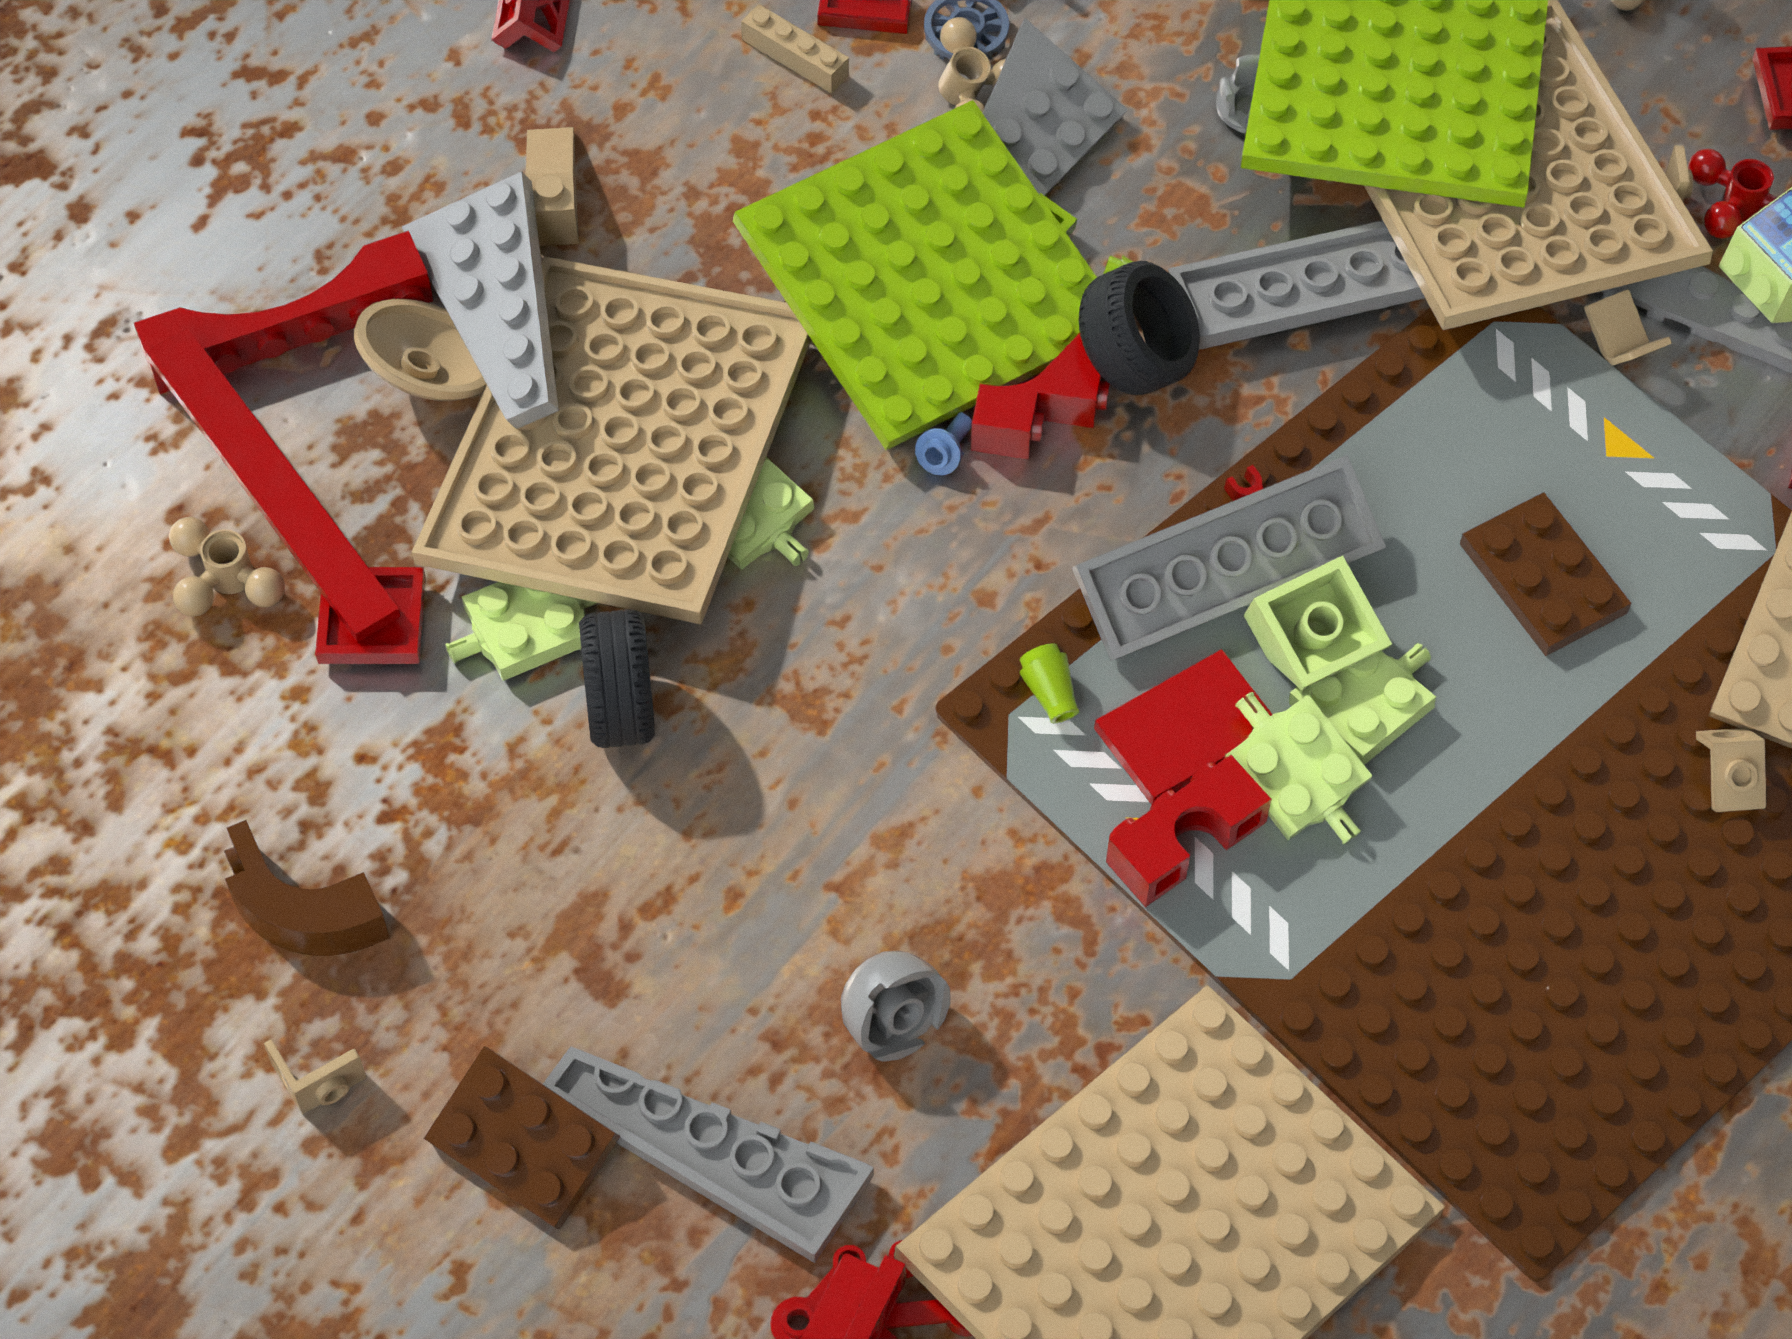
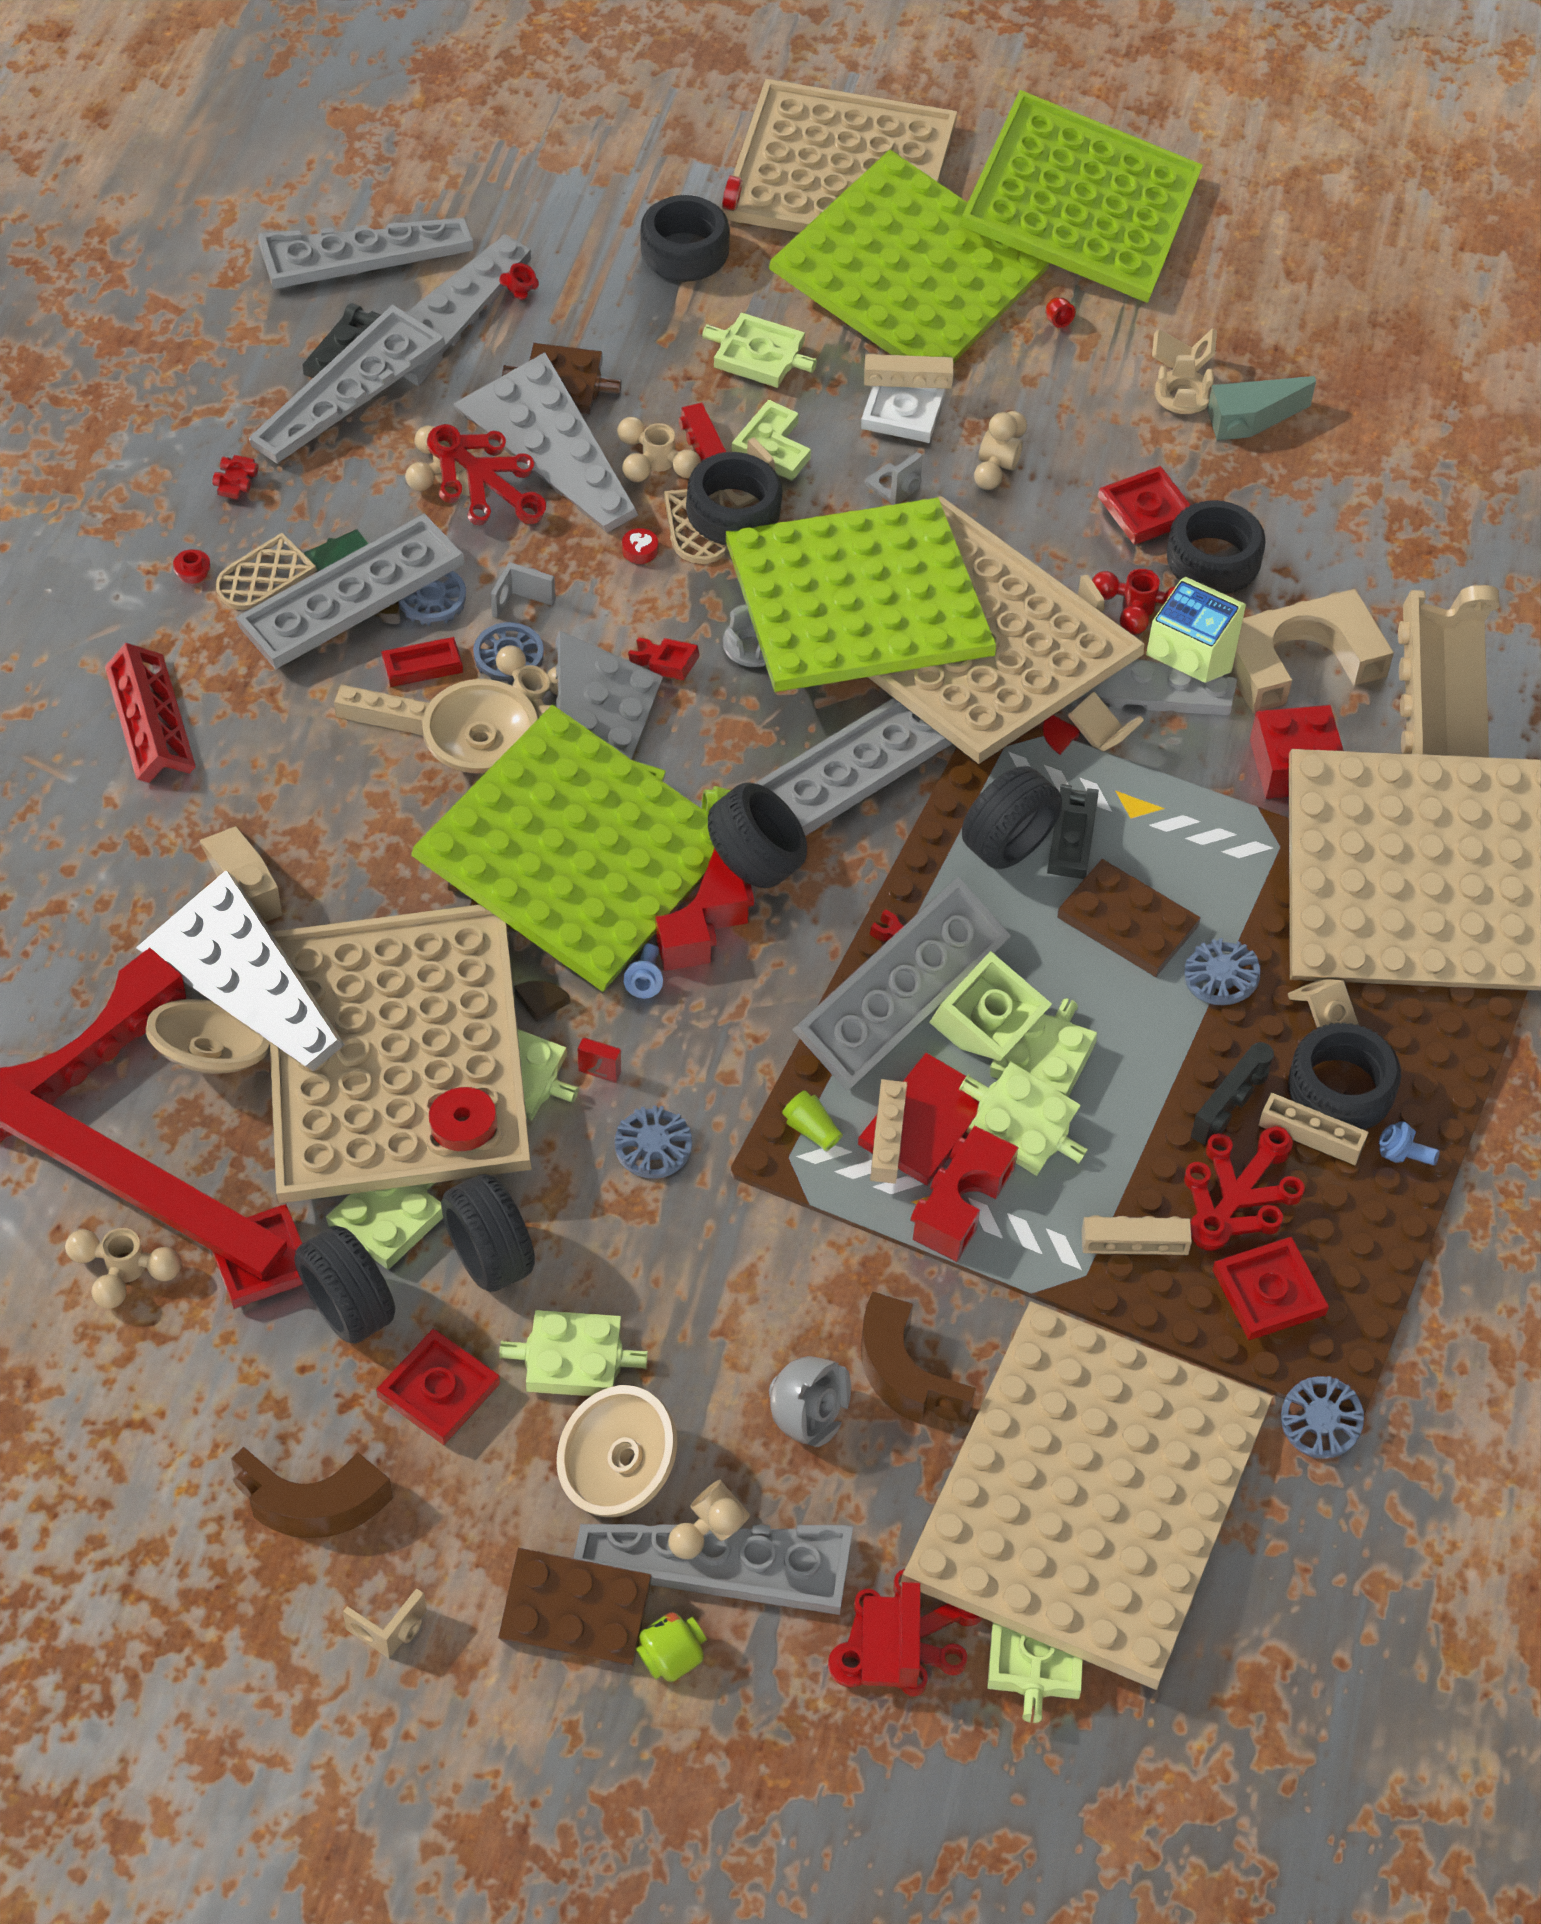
camera: 25 degrees left, 5 degrees down
(434, 679) = (345, 1284): none -> black tyre
(492, 832) = (438, 1386): none -> red plate
(605, 1224) = (671, 1647): none -> lime head
(645, 979) = (603, 1438): none -> tan dish
(652, 557) = (463, 1134): none -> red piece
(659, 851) = (573, 1353): none -> yellowish green plate
(719, 1097) = (717, 1512): none -> tan piece
(816, 434) = (541, 998): none -> dark brown tile
(843, 526) = (599, 1060): none -> red tile
(863, 642) = (653, 1142): none -> sand blue wheel
(882, 93) = (476, 713): none -> tan dish
(1011, 968) = (895, 1375): none -> reddish brown arch
(1129, 725) = (888, 1131): none -> tan piece
(1143, 92) = (668, 659): none -> red plate
(1367, 954) = (1136, 1235): none -> tan piece
(1448, 406) = (1011, 817): none -> black tyre
(1493, 1254) = (1322, 1417): none -> sand blue wheel
(1499, 1077) = (1270, 1288): none -> red plate
(1519, 948) = (1240, 1192): none -> red plant
(1523, 448) = (1073, 833): none -> pearl dark grey plate
(1566, 825) = (1233, 1091): none -> pearl dark grey plate
(1567, 326) = (1059, 733): none -> red tile
(1627, 678) = (1222, 972): none -> sand blue wheel
(1645, 905) = (1314, 1128): none -> tan piece
(1728, 814) = (1352, 1045): none -> black tyre
(1745, 960) = (1397, 1143): none -> medium blue plate

